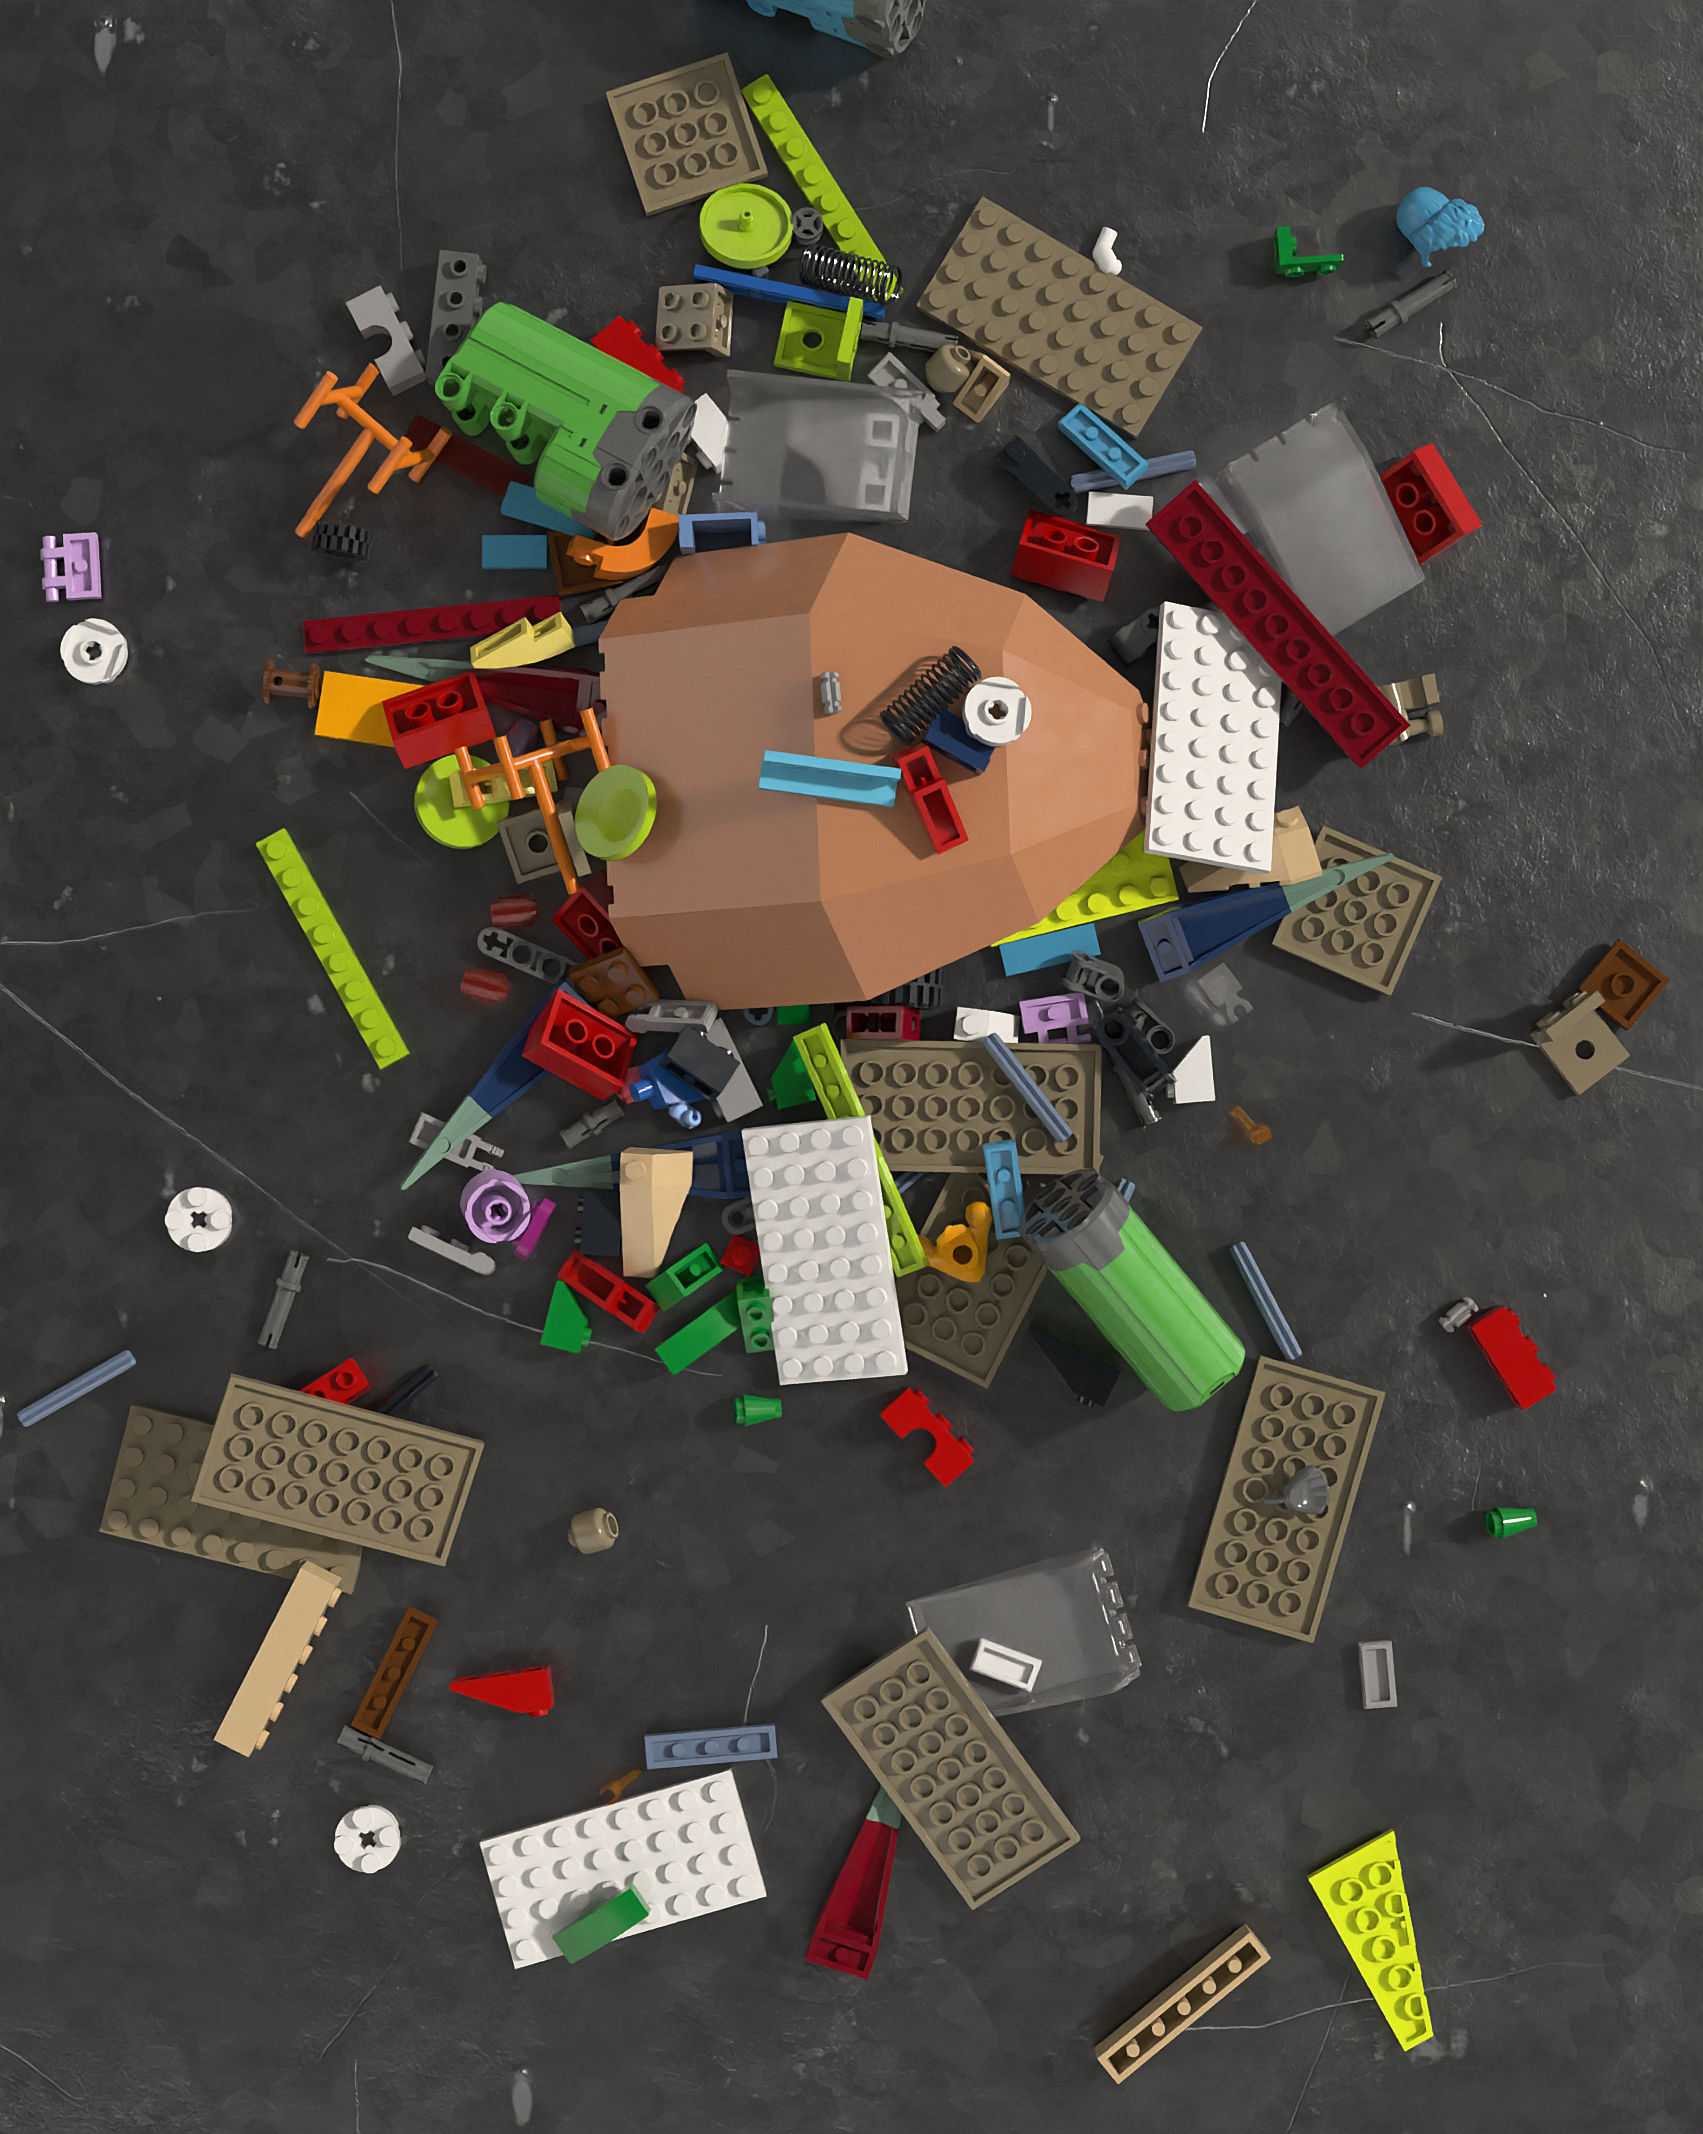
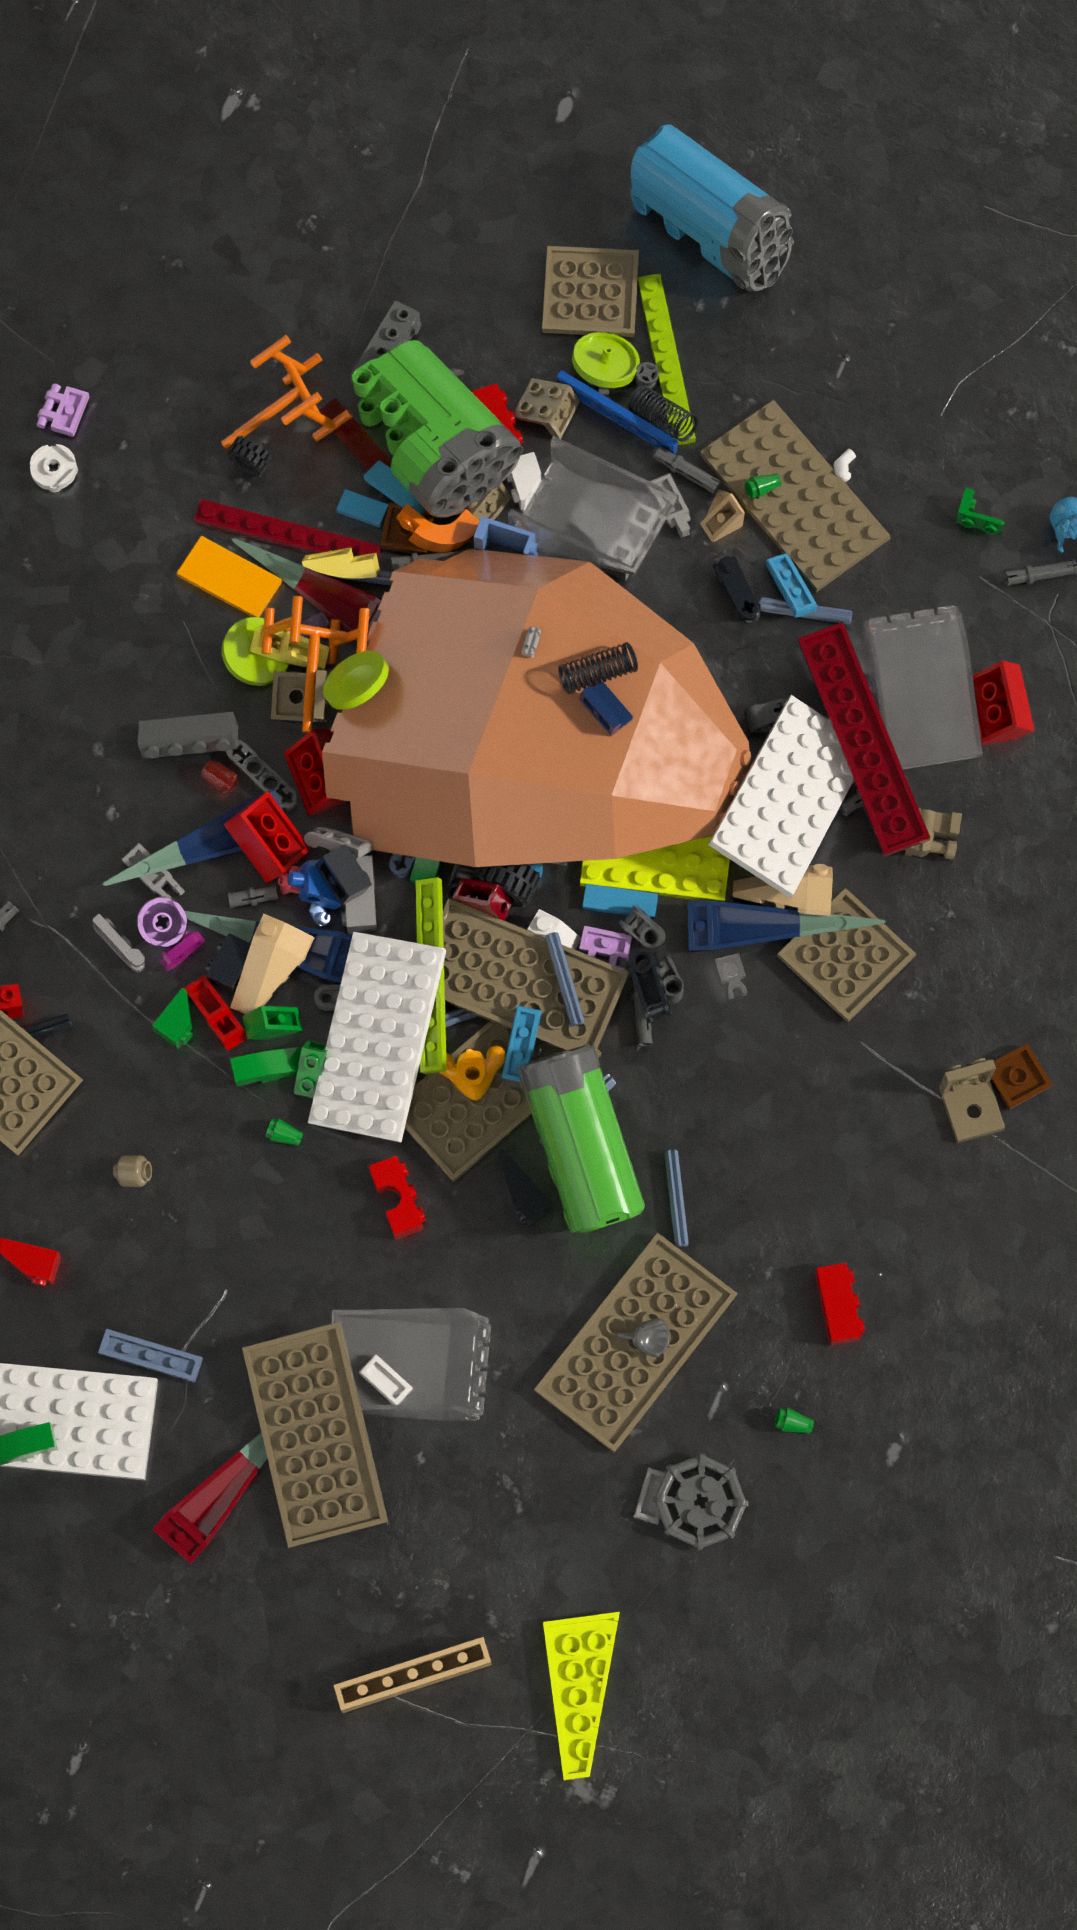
camera: 20 degrees right, 15 degrees down
(294, 683) = (175, 534): reddish brown hose -> none
(332, 948) = (126, 716): lime plate -> none
(376, 314) = (335, 327): light grey arch -> none
(424, 950) = (188, 735): none -> dark grey brick
(438, 719) = (260, 588): red slope -> none
(514, 911) = (260, 736): clear red brick -> none
(614, 983) = (308, 804): reddish brown plate -> none
(617, 1786) = (73, 1359): clear orange hand -> none
(741, 1255) = (317, 1025): red plate -> none
(791, 1081) = (401, 920): green slope -> none
(828, 778) = (507, 694): medium azure fence -> none
(838, 335) = (639, 446): lime bracket -> none
(930, 797) = (570, 734): red slope -> none
(949, 368) = (705, 497): dark tan head -> none
(1012, 701) = (633, 709): white plate -> none
(1014, 326) = (760, 485): none -> green cone
(1066, 555) = (736, 646): red slope -> none
(1119, 510) = (783, 631): white tile -> none
(1193, 1075) = (686, 1022): white slope -> none
(1258, 1133) = (718, 1081): clear orange hand -> none
(1455, 1667) = (705, 1487): none -> dark grey plate
(1458, 1314) = (812, 1261): light grey piece -> none

